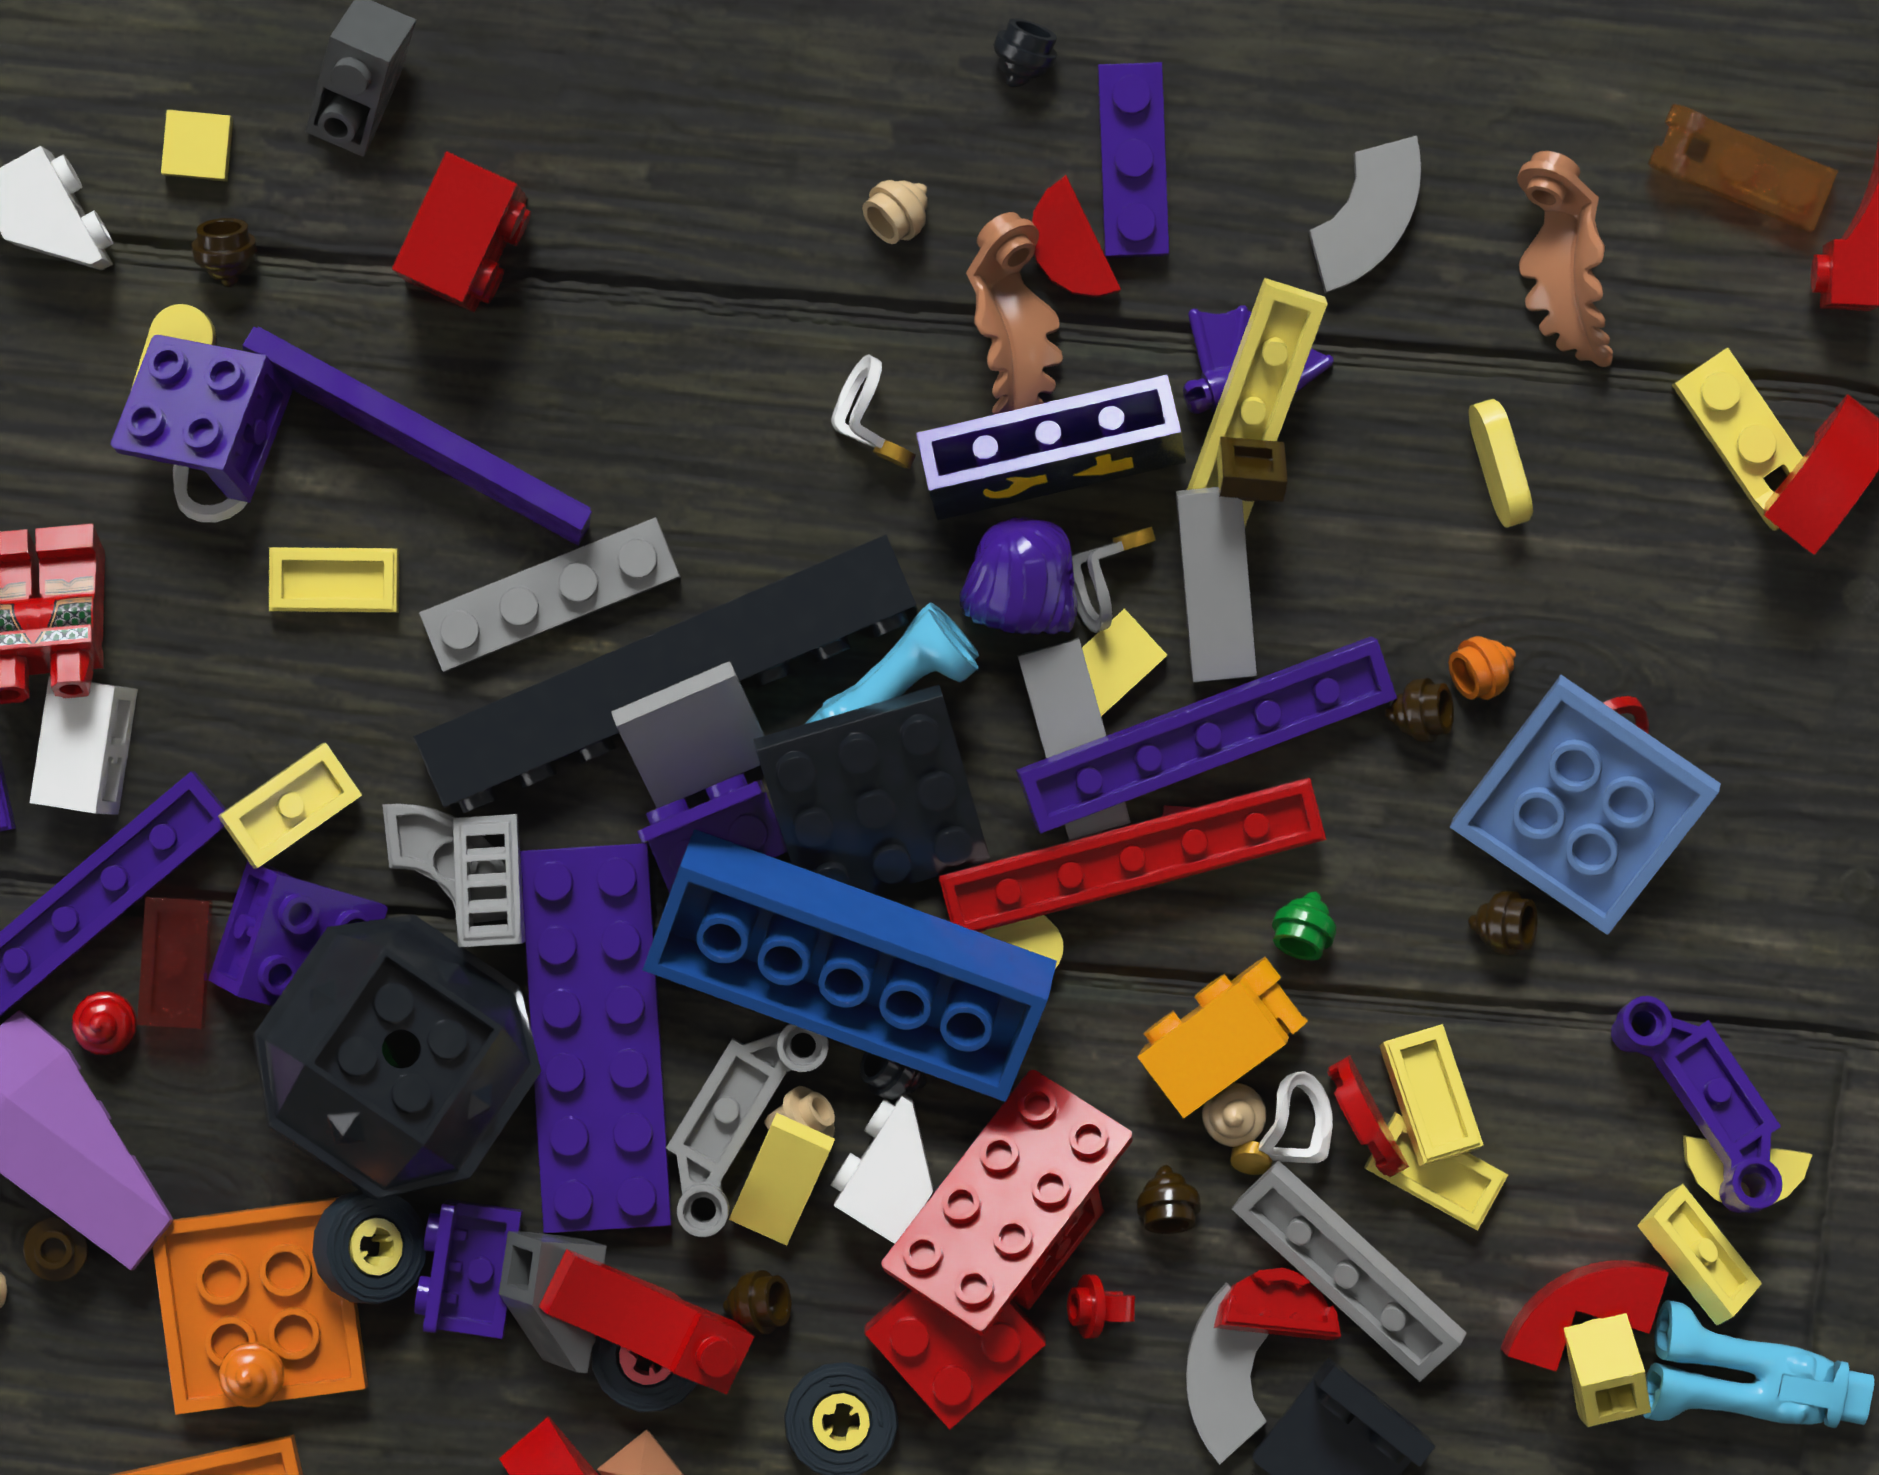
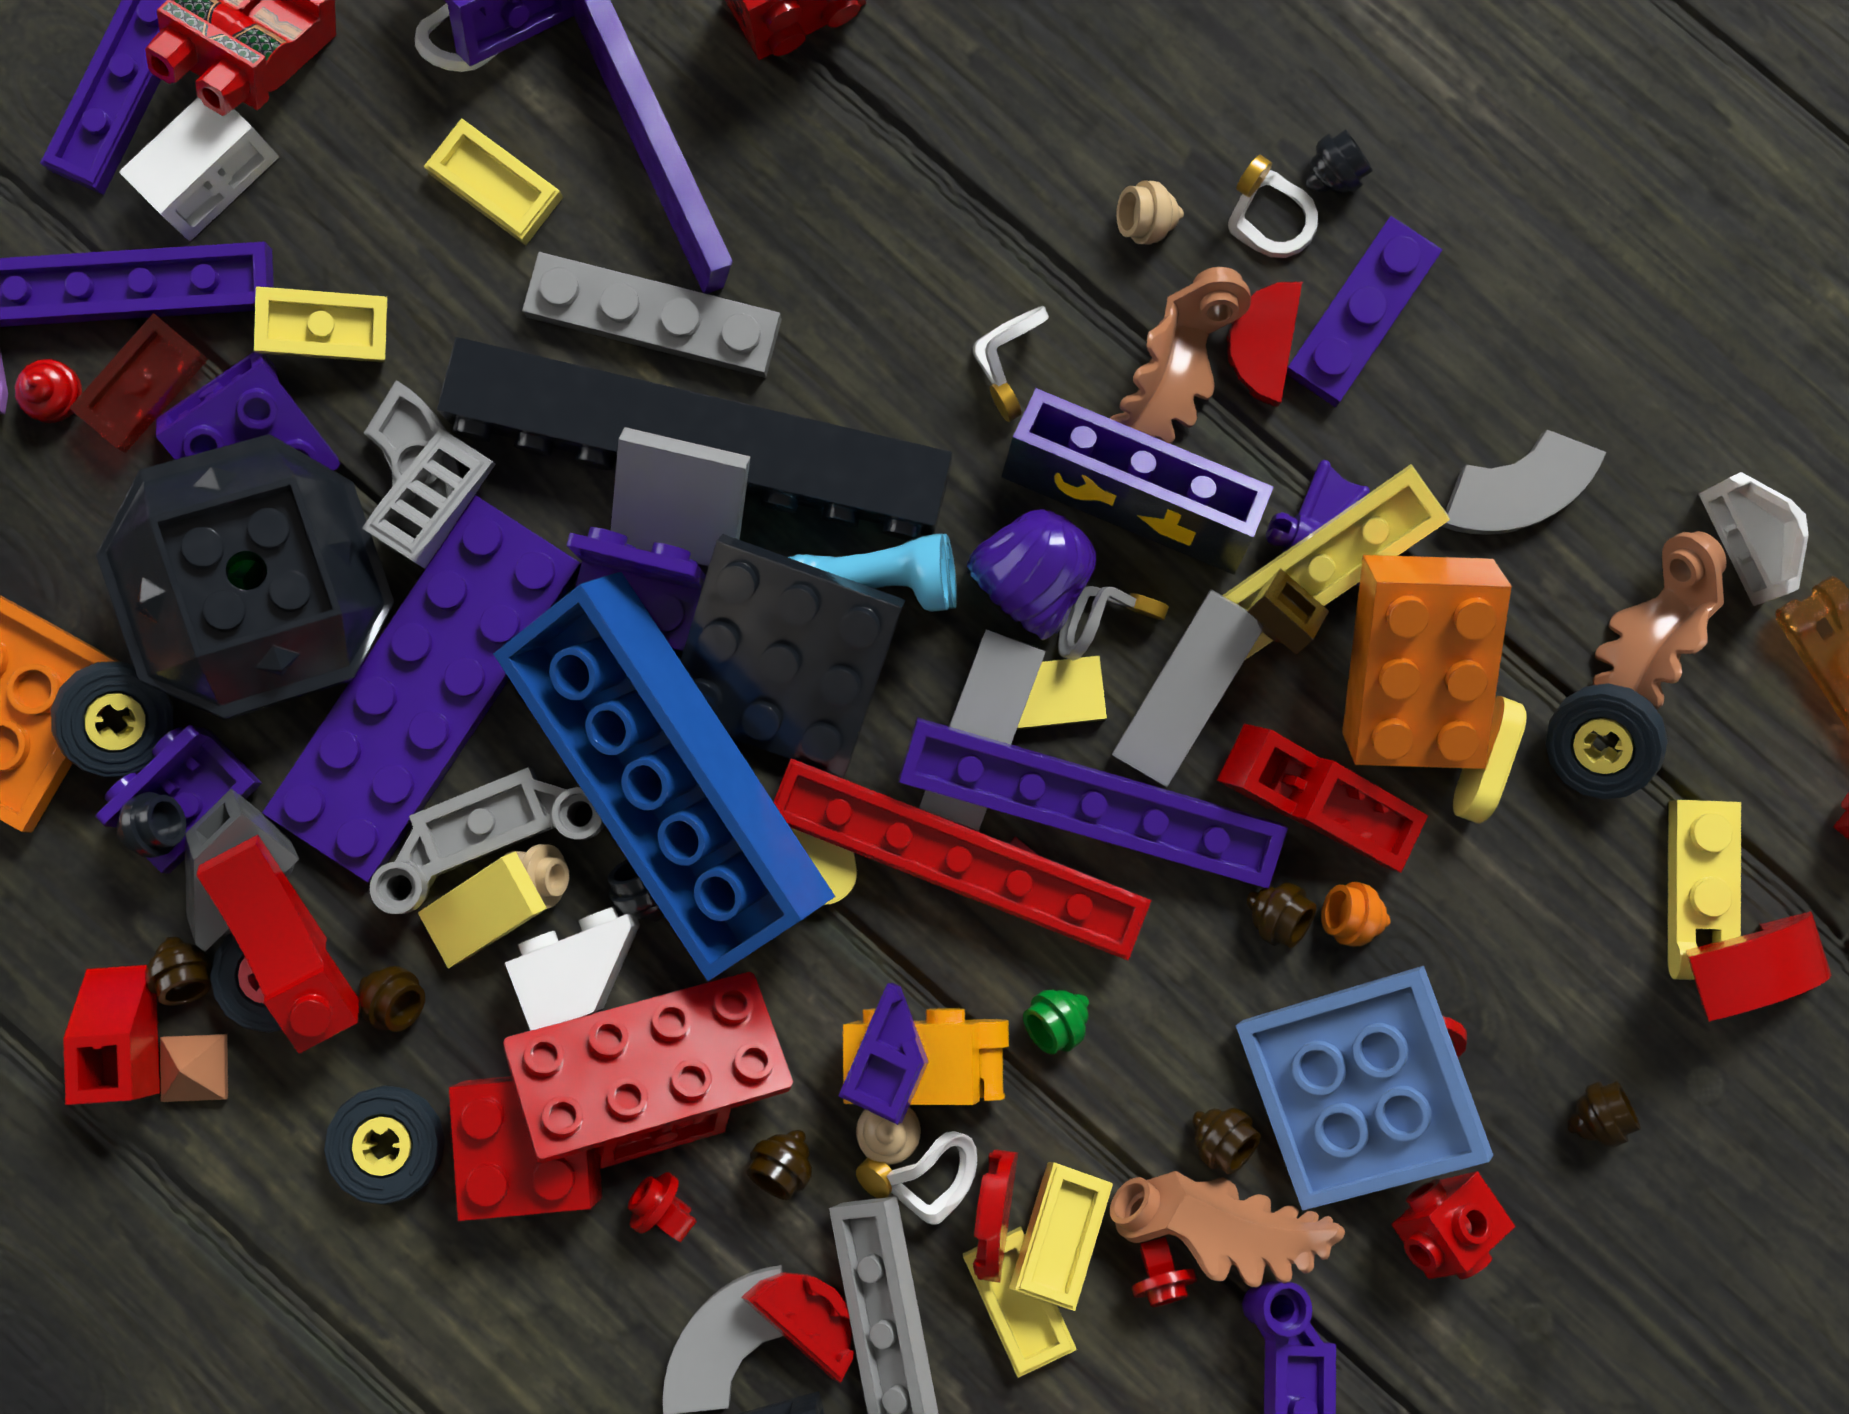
camera: 30 degrees right, 5 degrees down
(470, 1305) = (151, 824): none -> black plate
(574, 1406) = (178, 972): none -> dark brown plate
(993, 162) = (1254, 177): none -> white piece
(1194, 1059) = (887, 1061): none -> dark purple tile
(1388, 592) = (1322, 796): none -> red slope
(1389, 428) = (1425, 661): none -> orange brick
(1538, 1072) = (1163, 1282): none -> red plate
(1552, 995) = (1222, 1227): none -> nougat plant
(1557, 366) = (1606, 772): none -> black bush
(1588, 118) = (1761, 534): none -> white slope
(1732, 860) = (1452, 1226): none -> red brick
(1795, 681) = (1604, 1115): none -> dark brown plate

